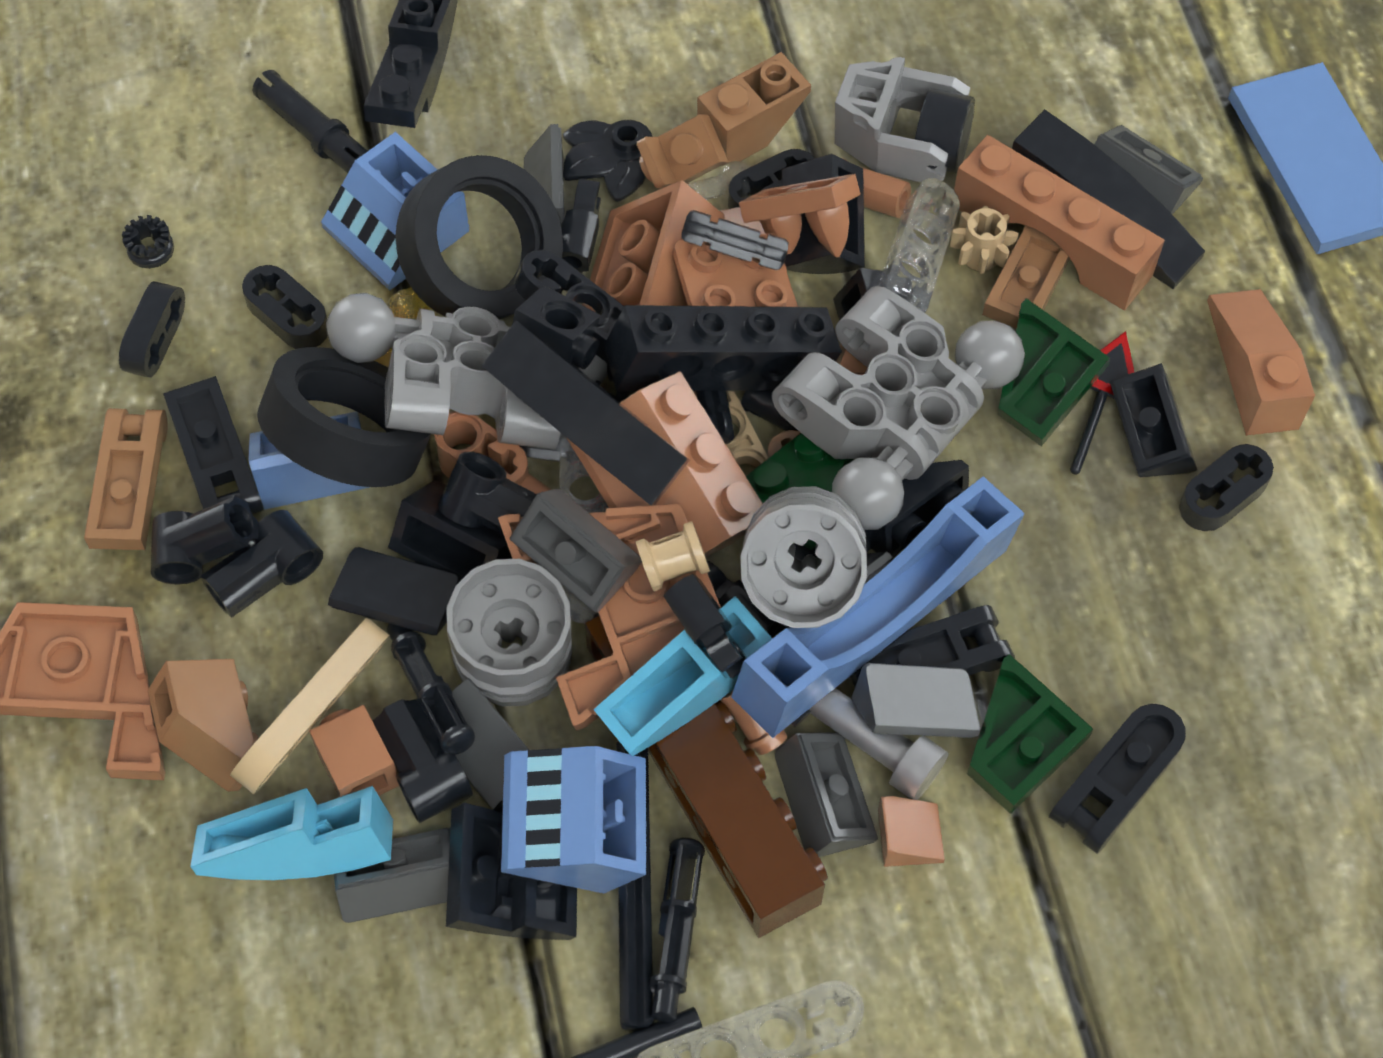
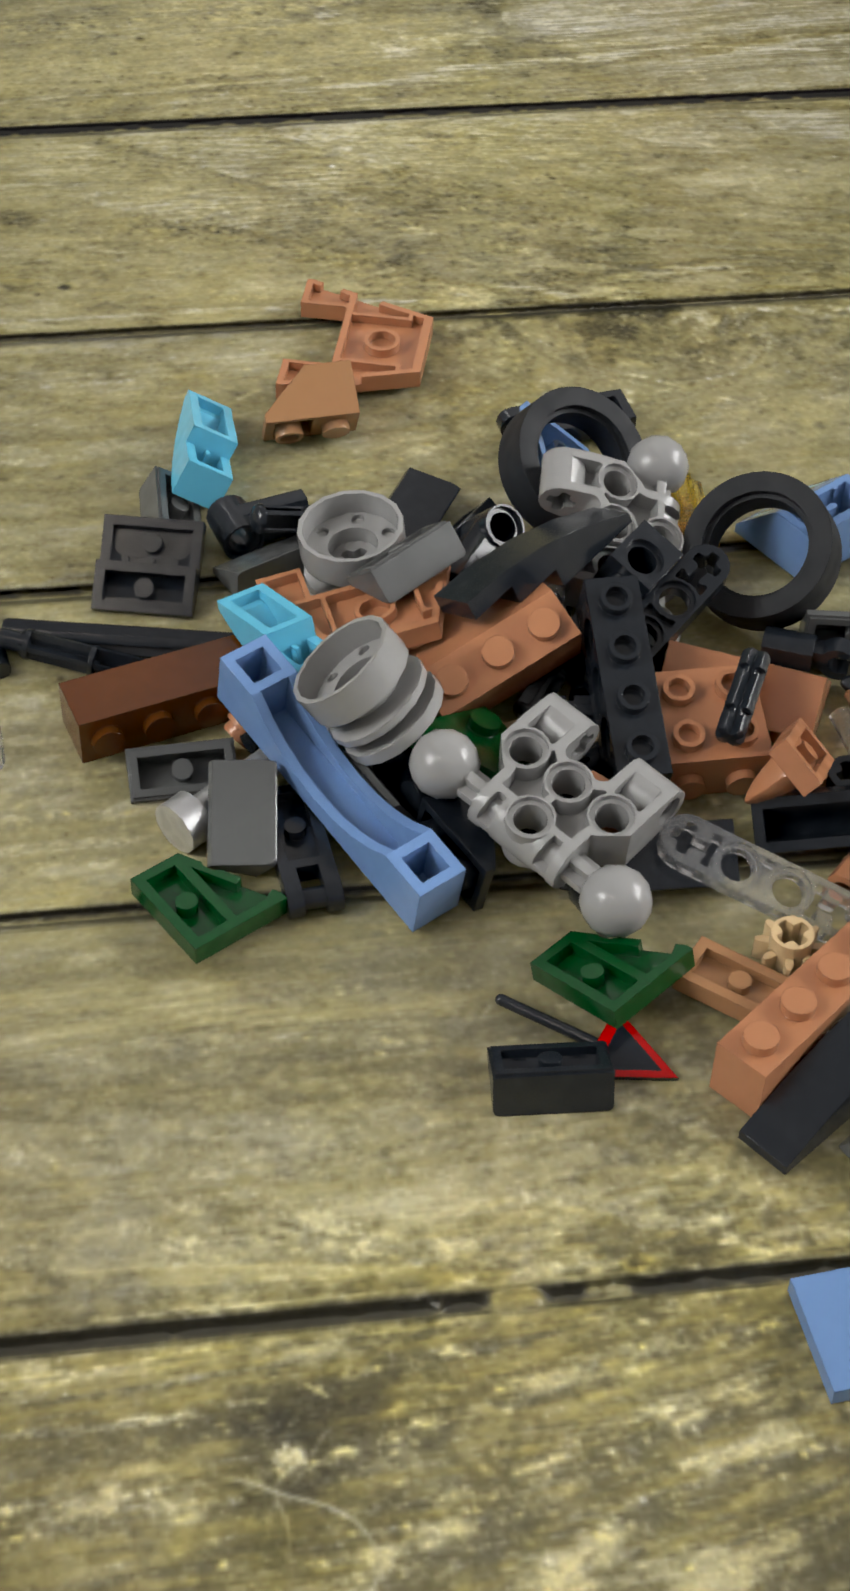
camera: 95 degrees right, 15 degrees down
(125, 480) = (539, 373): medium nougat plate -> none
(142, 229) = (786, 393): black bush -> none
(151, 329) = (689, 388): black beam -> none
(189, 540) = (475, 400): black piece -> none
(278, 314) = (721, 461): black beam -> none
(278, 555) = (458, 449): black piece -> none
(309, 706) = (304, 442): tan beam -> none
(354, 752) = (267, 474): nougat brick -> none
(575, 817) = (175, 579): medium blue slope -> none
(672, 556) = (378, 595): tan bush -> none
(705, 623) = (309, 625): black bar -> none
(909, 832) = (129, 813): nougat slope -> none
(1122, 773) = (149, 976): black plate -> none
(1218, 479) = (455, 1132): black beam -> none
(1261, 362) = (625, 1178): nougat slope -> none

